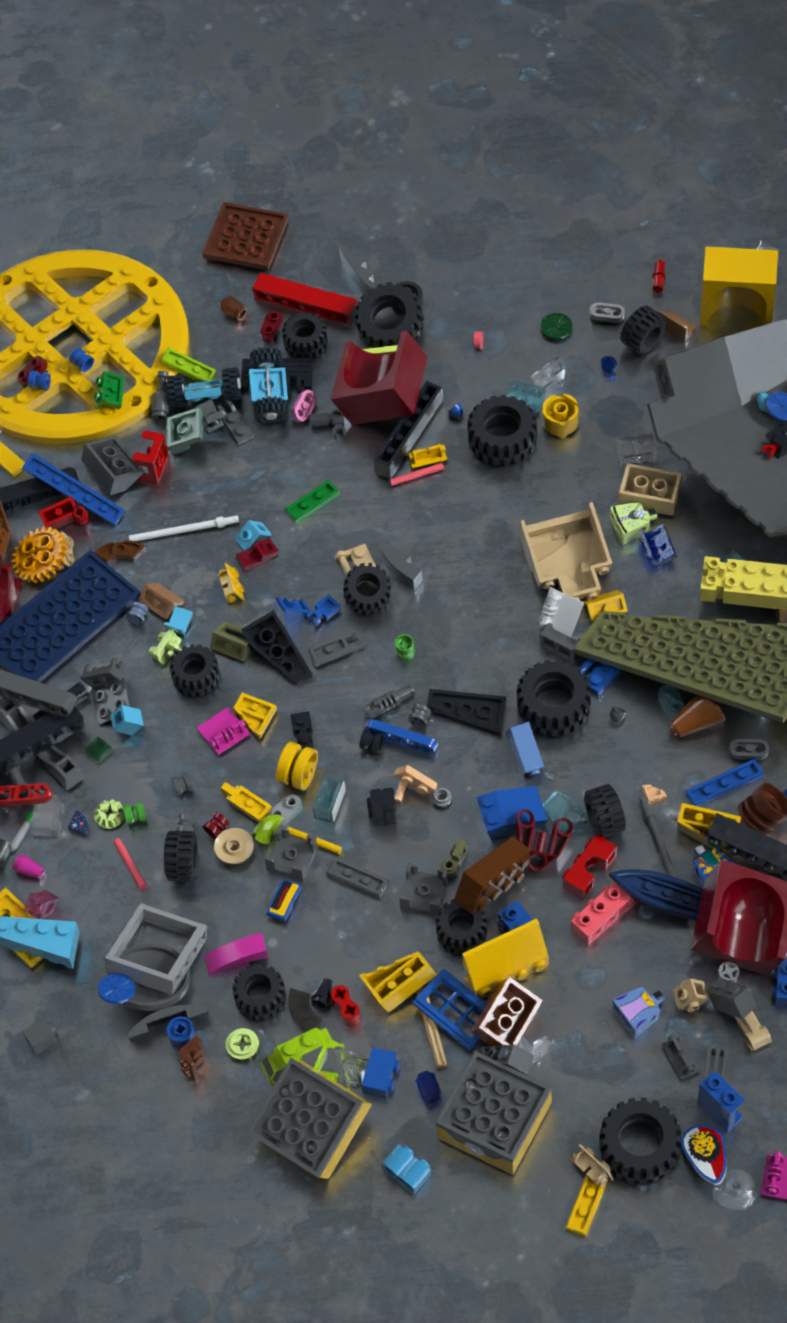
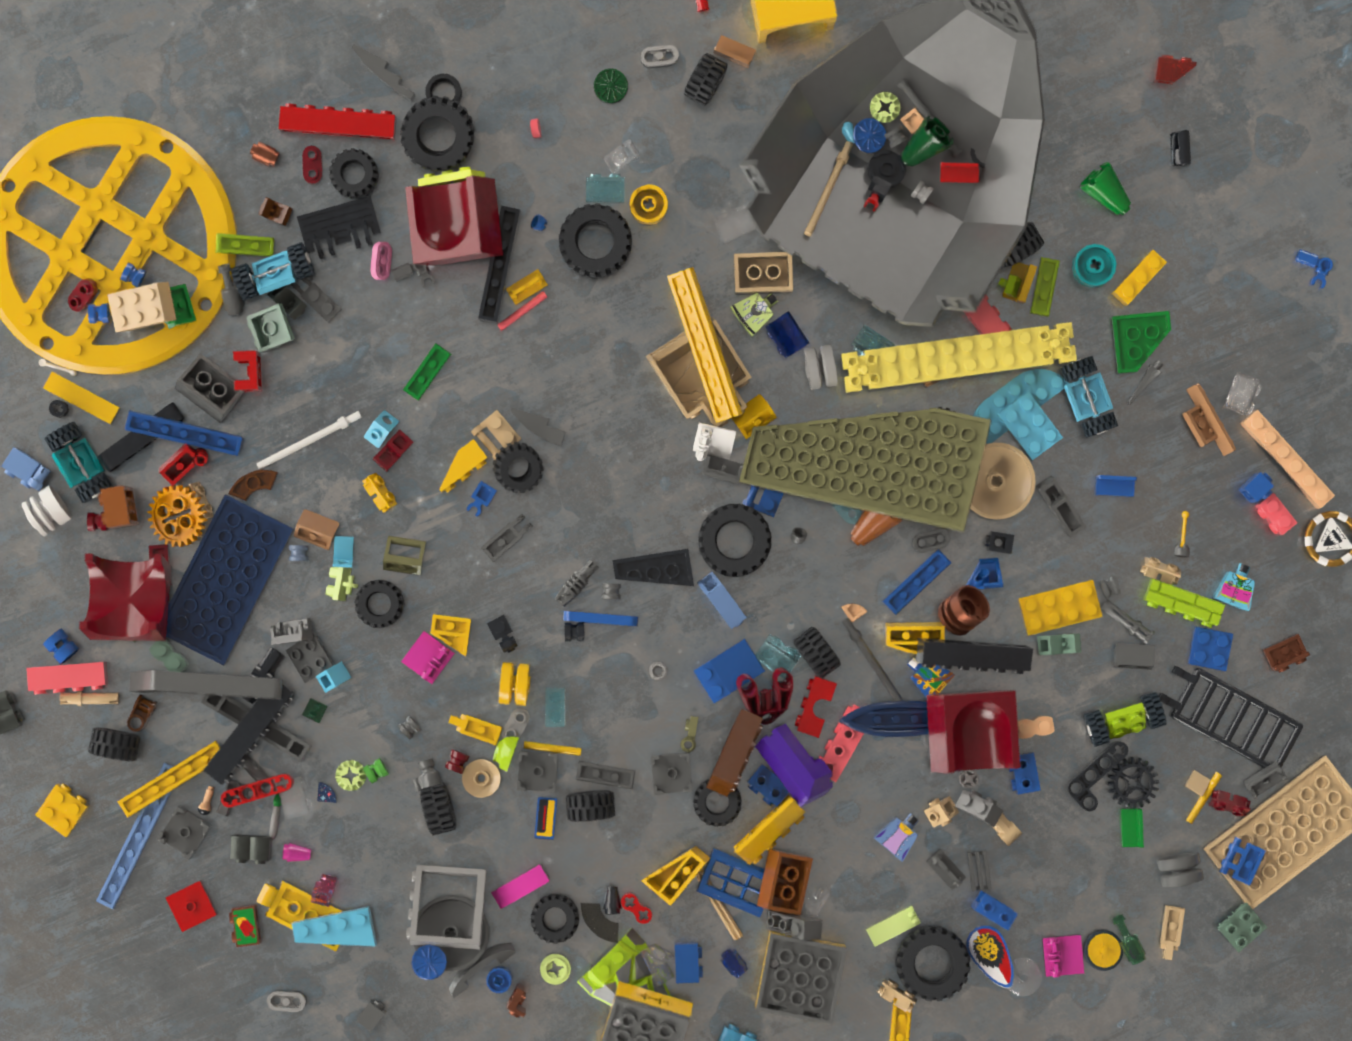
camera: 25 degrees left, 30 degrees up
(78, 379) = (142, 307): none -> tan brick
(129, 863) = (388, 820): coral bar -> none
(224, 350) = (275, 211): none -> reddish brown bracket
(245, 236) = (244, 53): copper plate -> none
(268, 385) = (338, 252): plate -> none
(274, 643) = (443, 549): black wedge -> none
(290, 611) = (447, 504): blue slope -> none
(319, 576) = (466, 460): none -> yellow slope
(332, 891) = (590, 805): none -> black tyre
(382, 806) = (609, 703): black brick -> none
(404, 647) = (573, 519): bright green wheel -> none
(411, 777) = (624, 668): light nougat plate -> none
(550, 904) = (797, 770): none -> dark purple brick
(576, 524) = (704, 344): none -> yellow plate
(606, 1098) = (893, 926): none -> yellowish green hinge
(608, 364) = (679, 123): clear blue plate -> none
(680, 572) = (818, 367): none -> light grey wheel
(750, 418) = (841, 160): none -> tan bar

